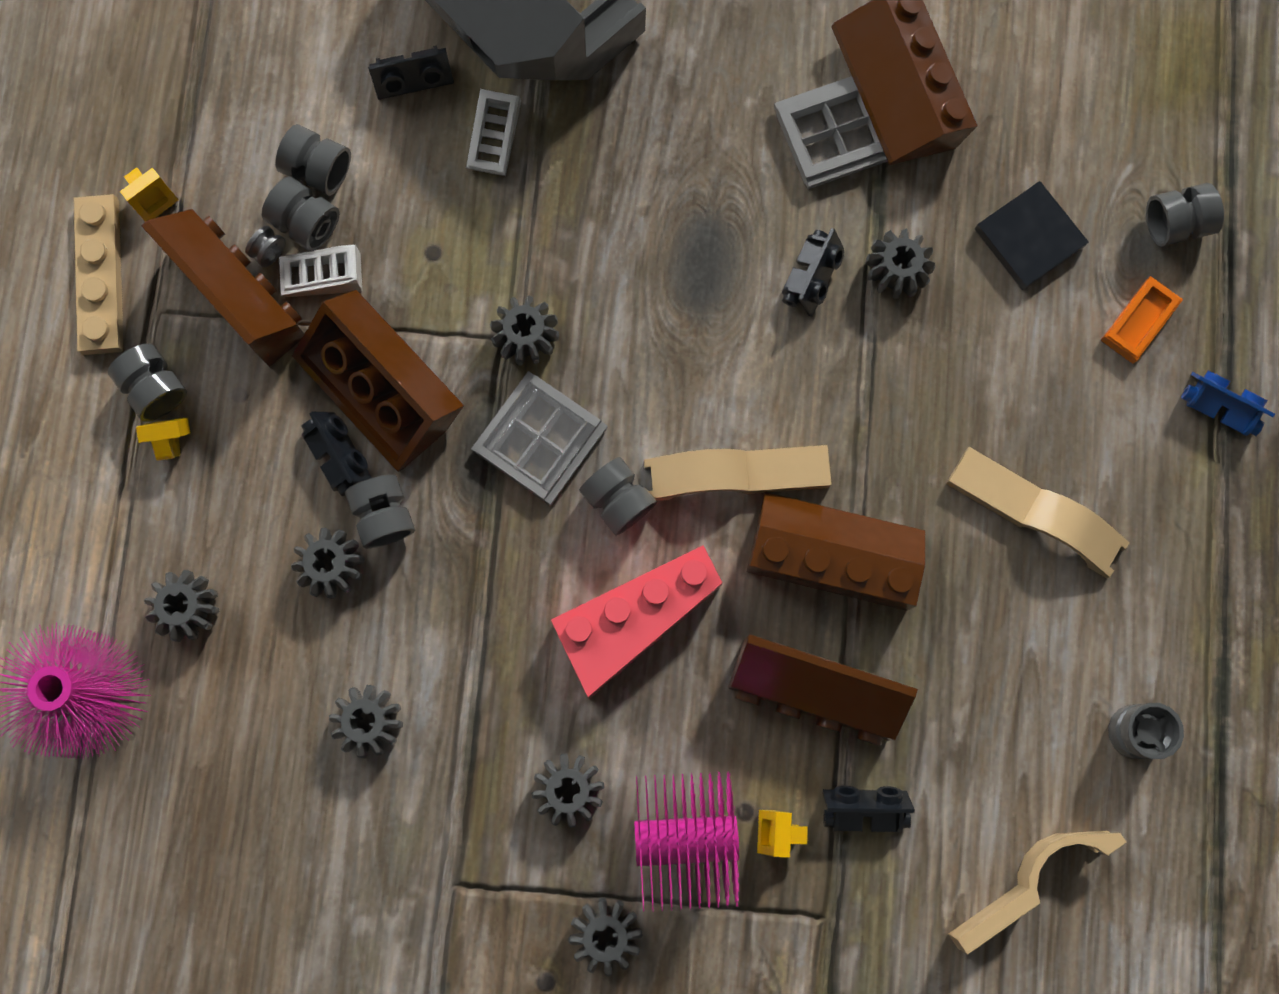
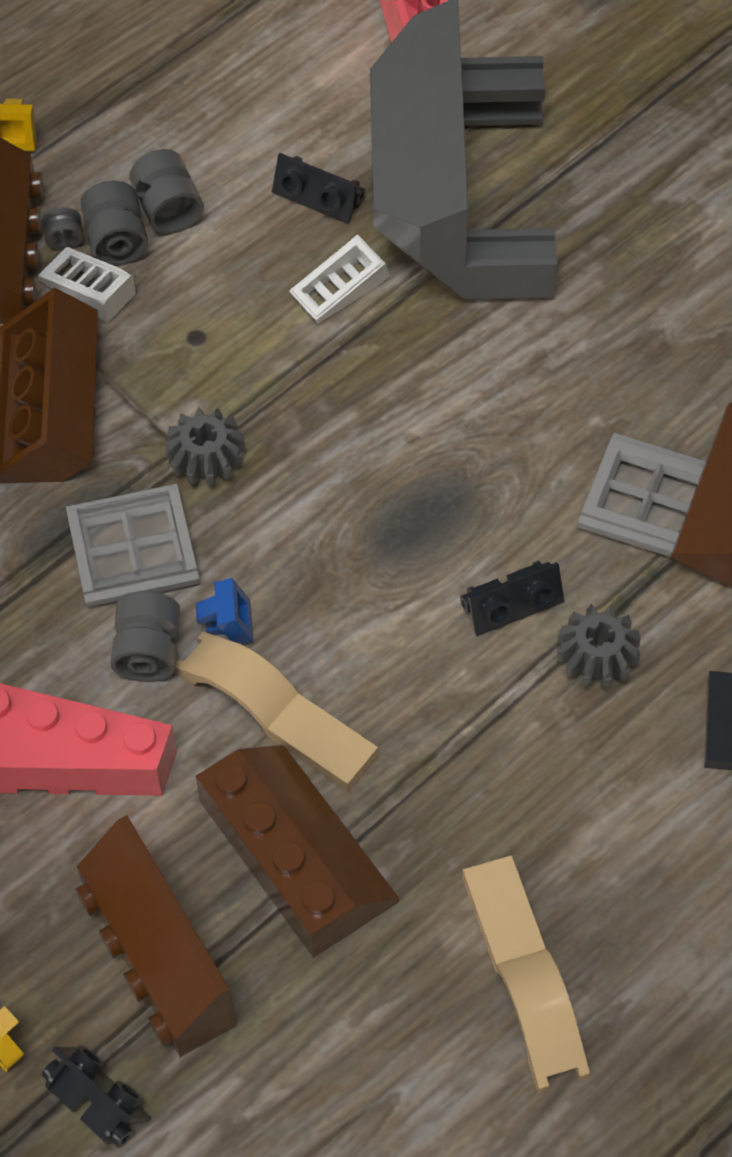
camera: 45 degrees right, 20 degrees down
(652, 435) = (227, 612): none -> blue tile

